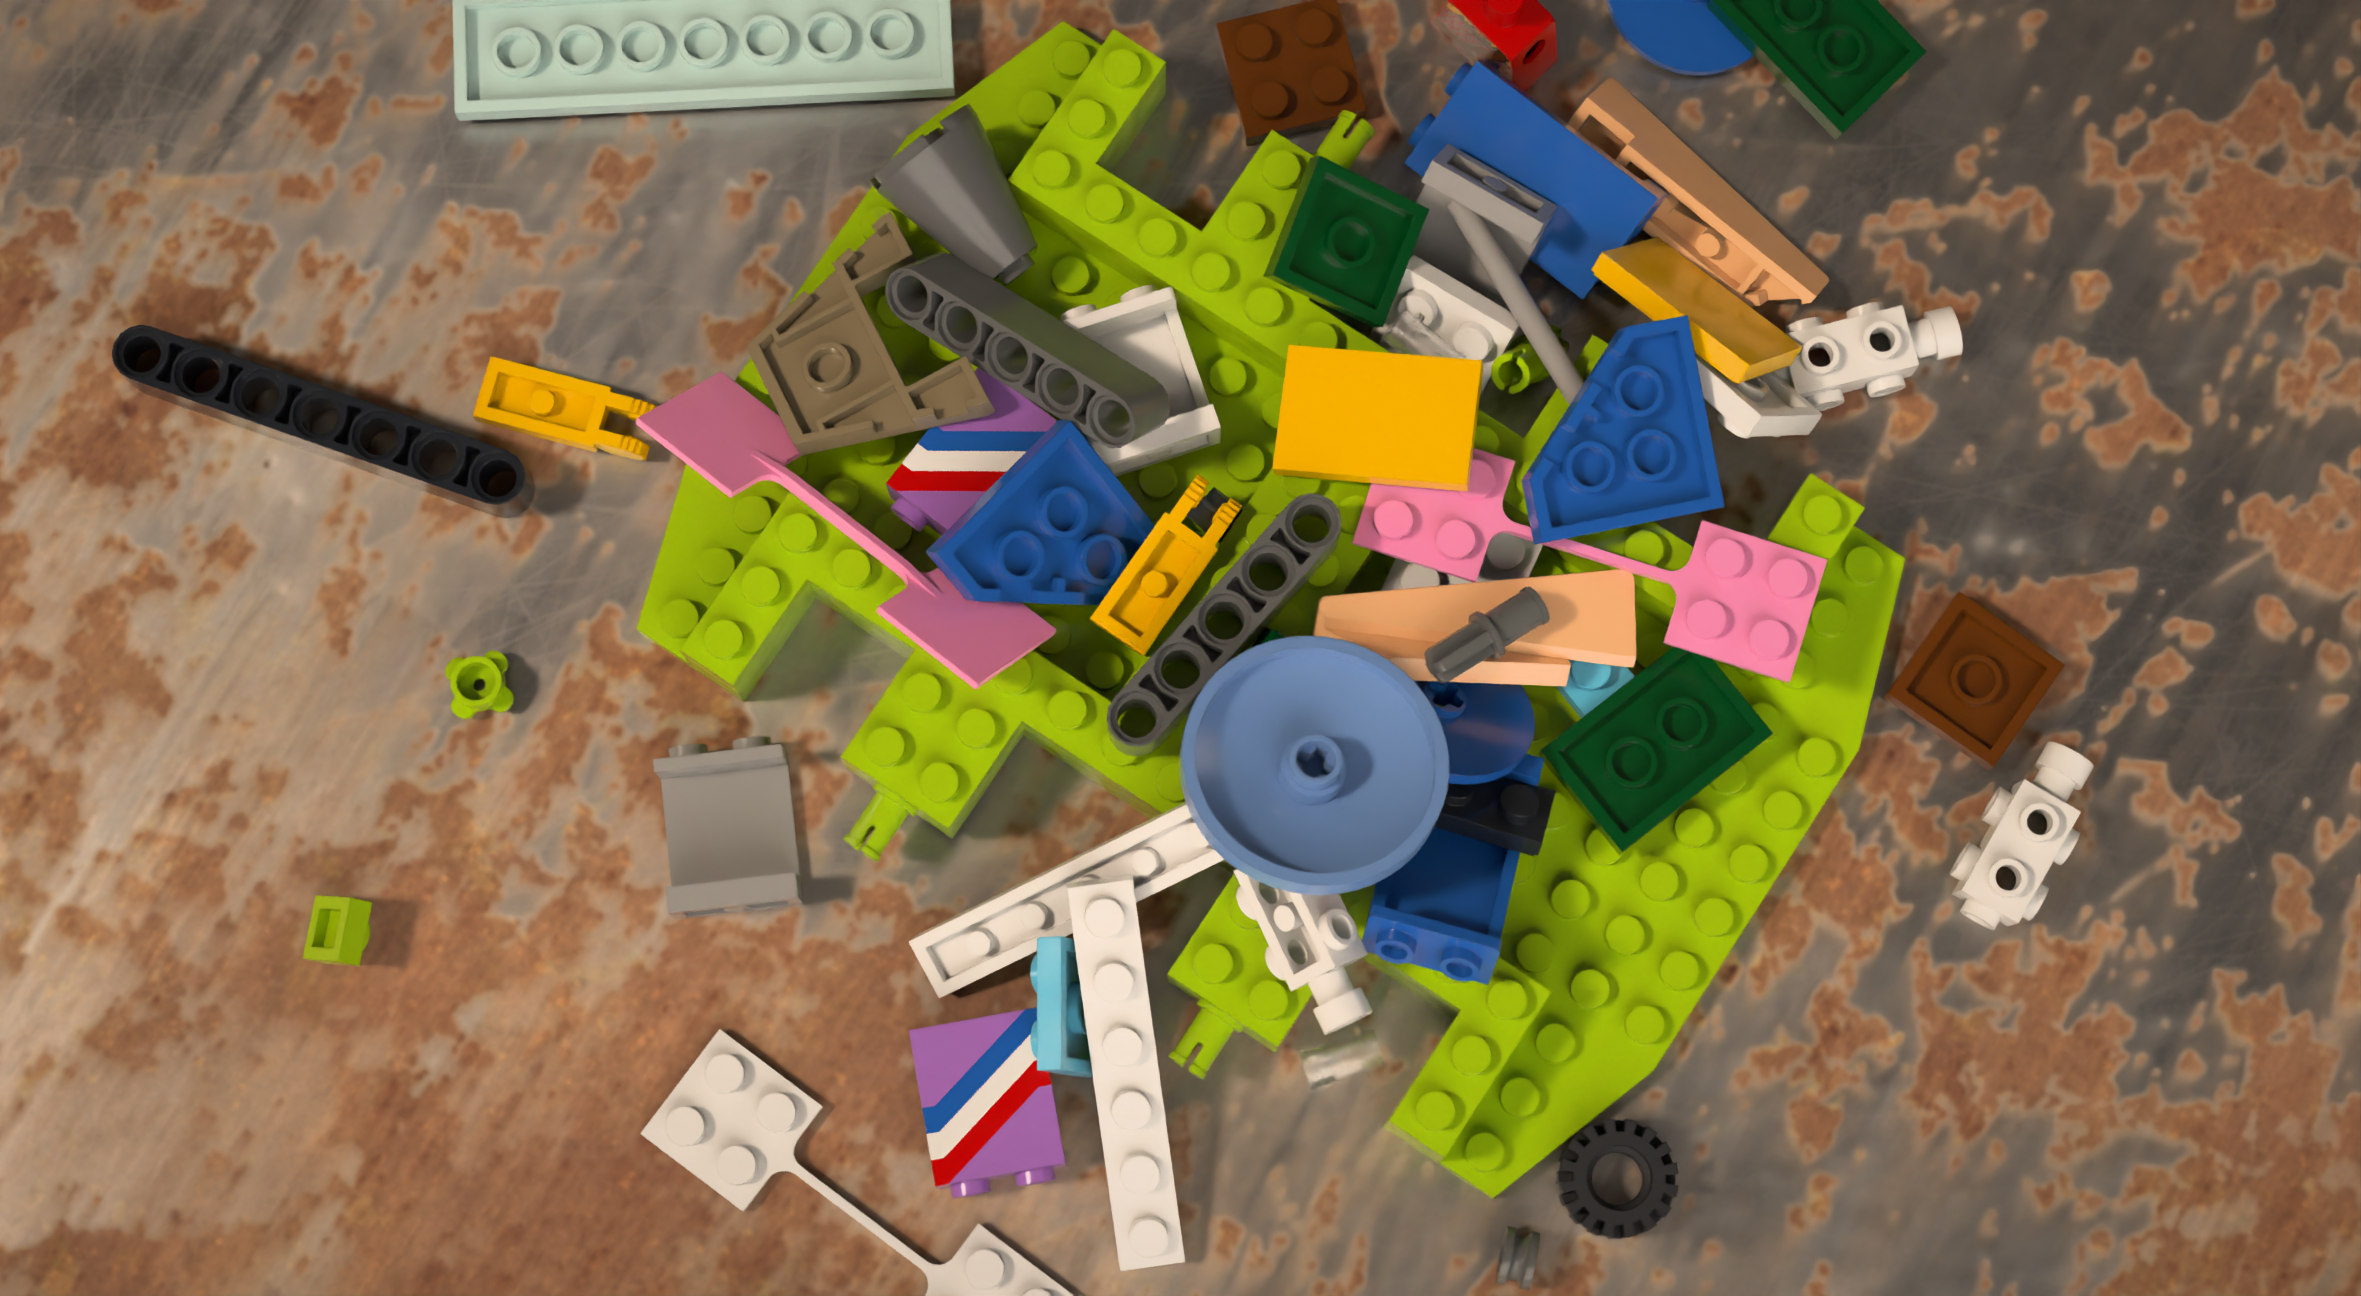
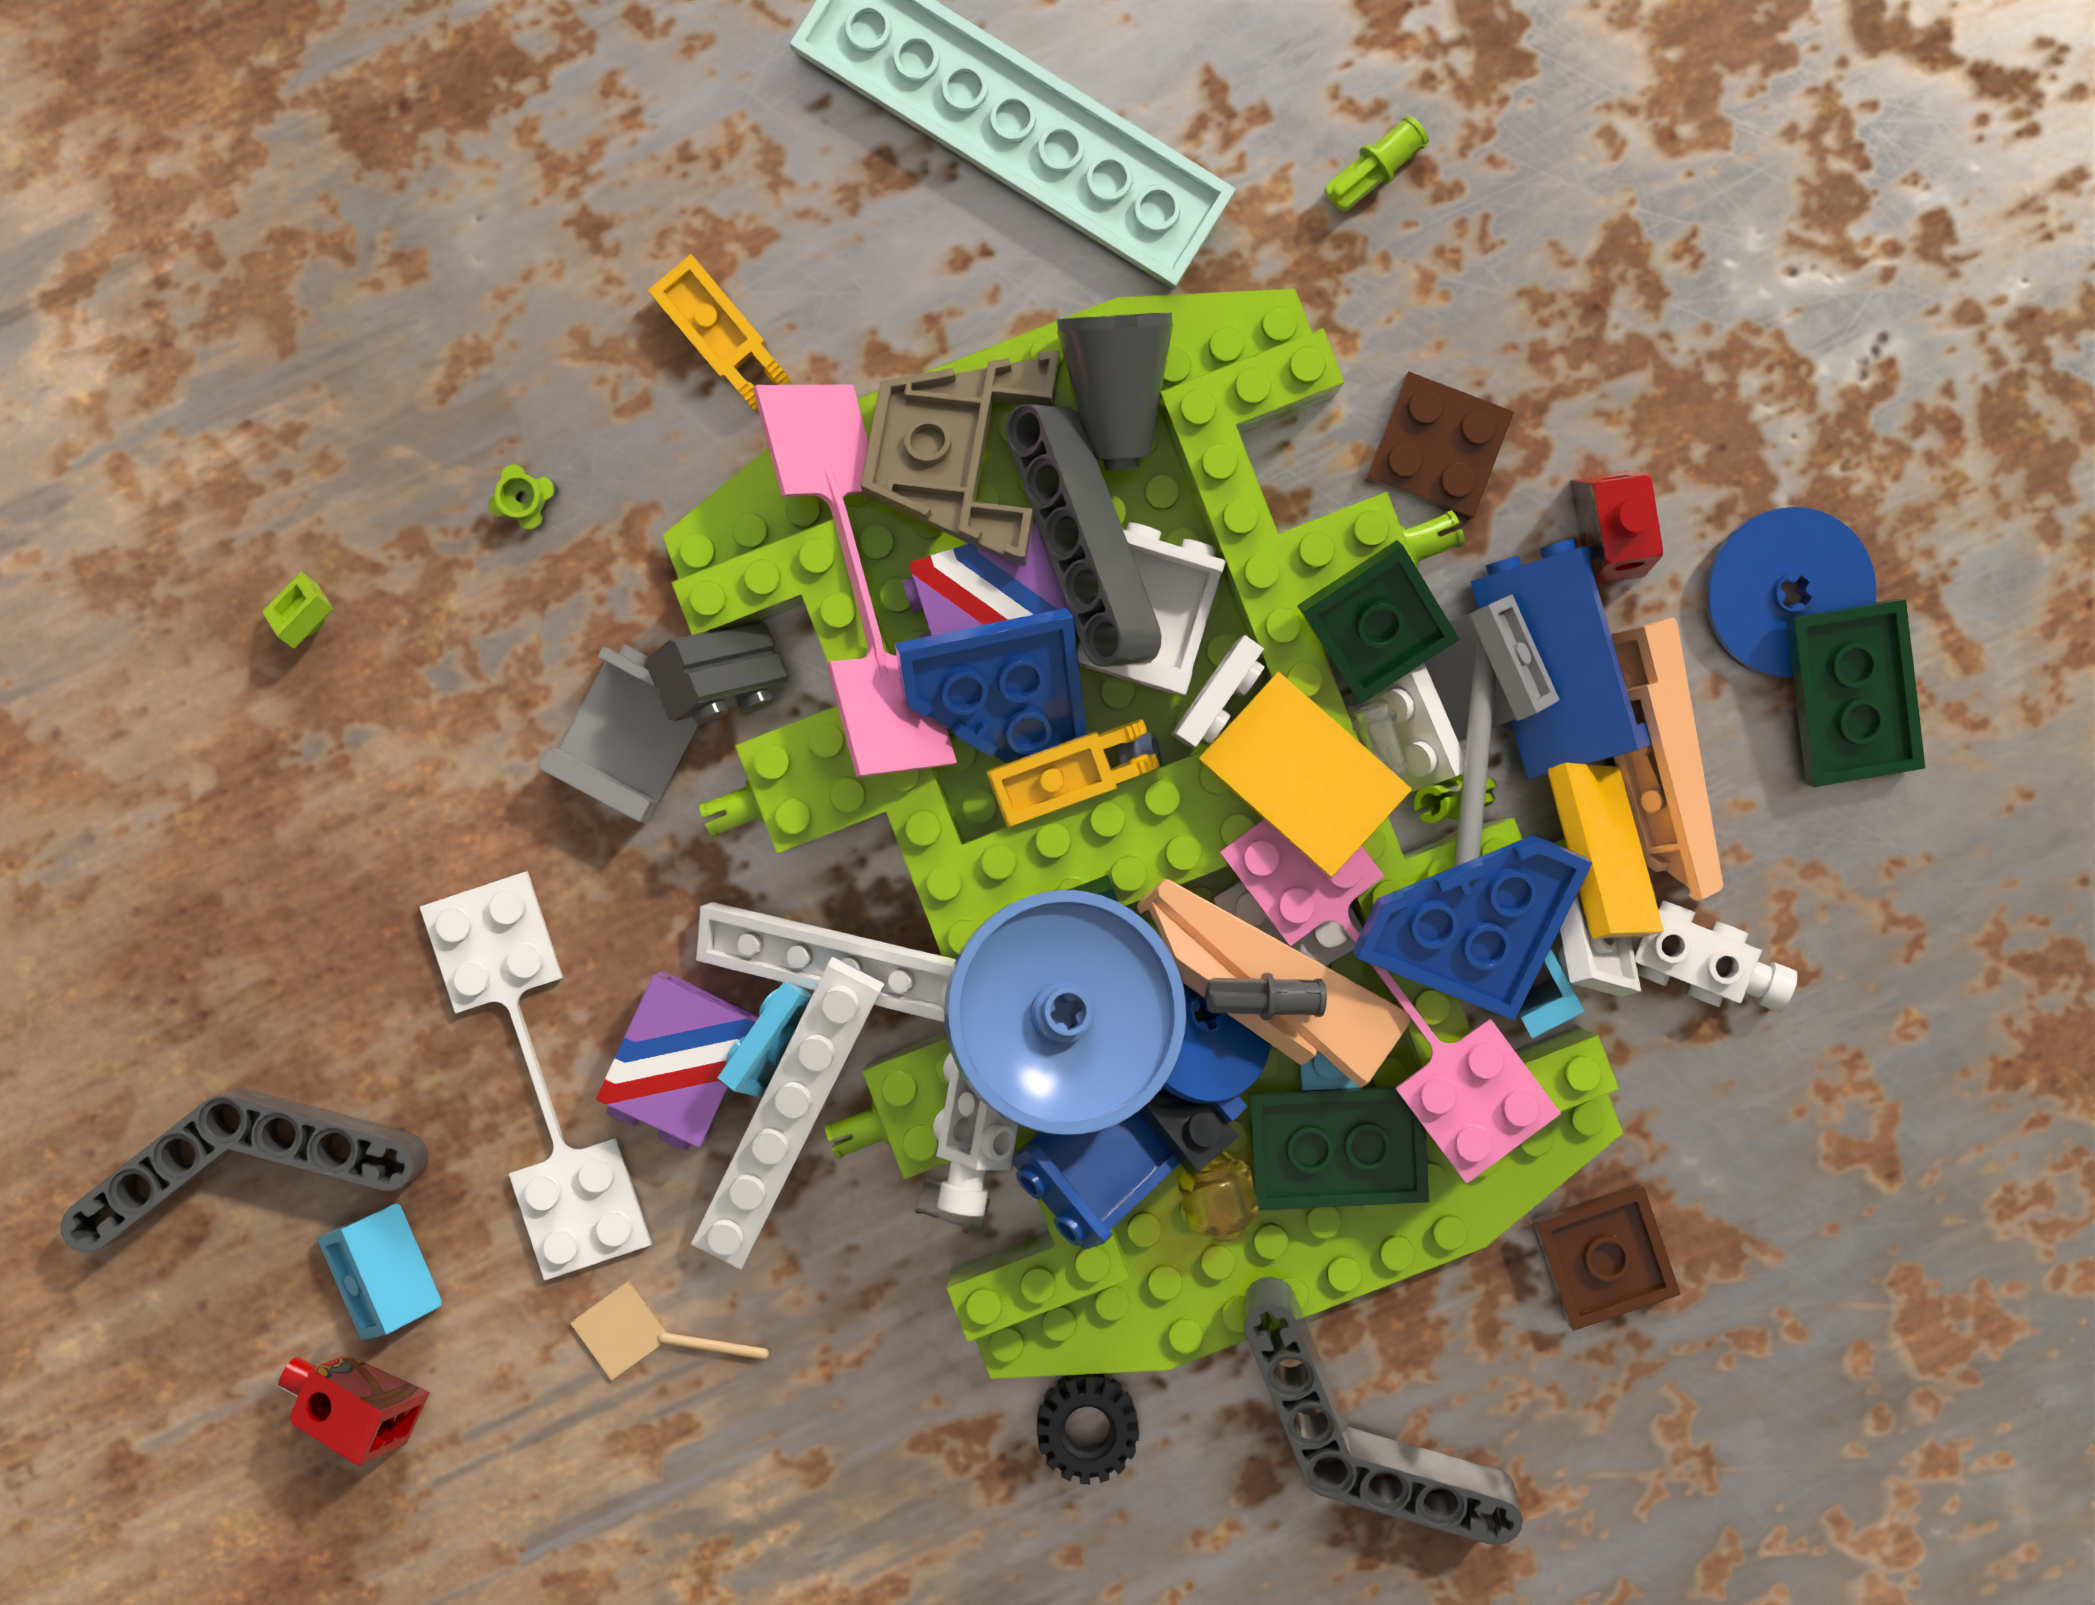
camera: 35 degrees right, 10 degrees up
(302, 401) = (517, 198): black beam -> none
(777, 706) = (716, 672): none -> dark grey brick
(1232, 594) = (1109, 853): dark grey beam -> none
(1251, 386) = (1232, 676): none -> white plate
(1517, 1258) = (977, 1433): dark grey bush -> none
(1580, 864) = (1219, 1199): none -> clear yellow head
(1753, 474) = (1550, 1002): none -> medium azure panel
(1888, 1018) = (1478, 1498): none -> dark grey beam
(2015, 846) = (1543, 1391): white brick -> none

